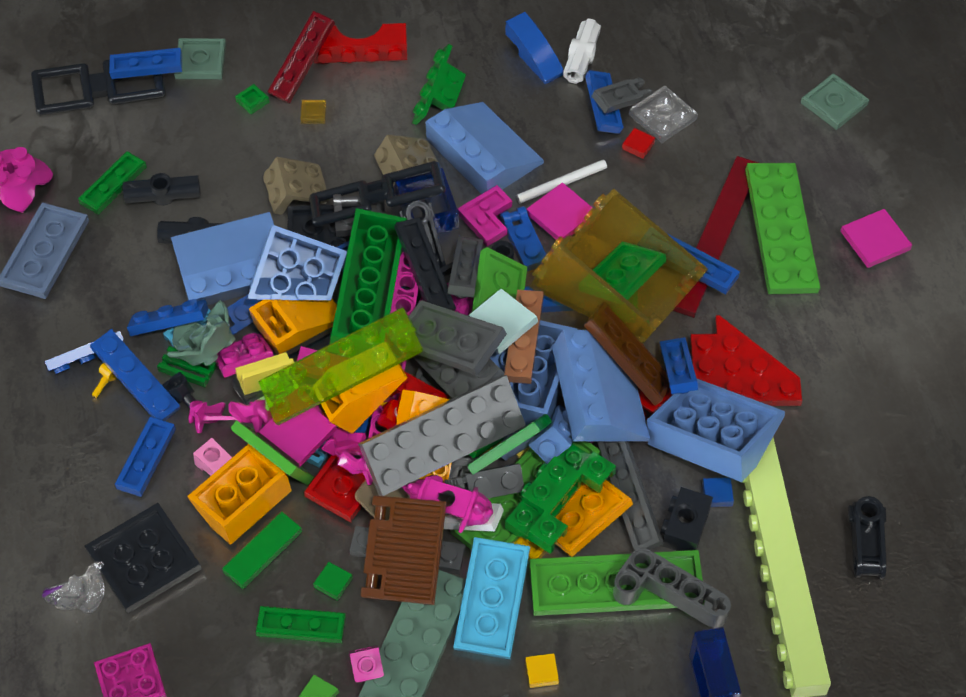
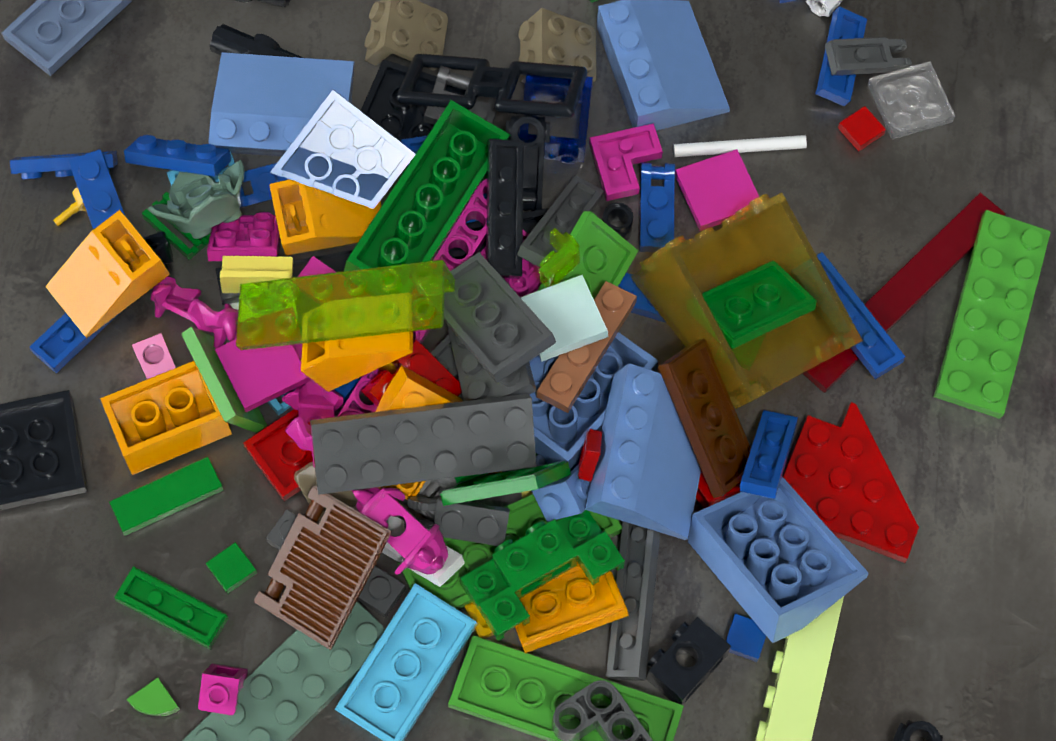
camera: 20 degrees right, 10 degrees up
(154, 410) = (106, 274): none -> light orange slope
(482, 282) = (558, 265): none -> clear neon green bracket
(560, 403) = (589, 455): none -> red tile

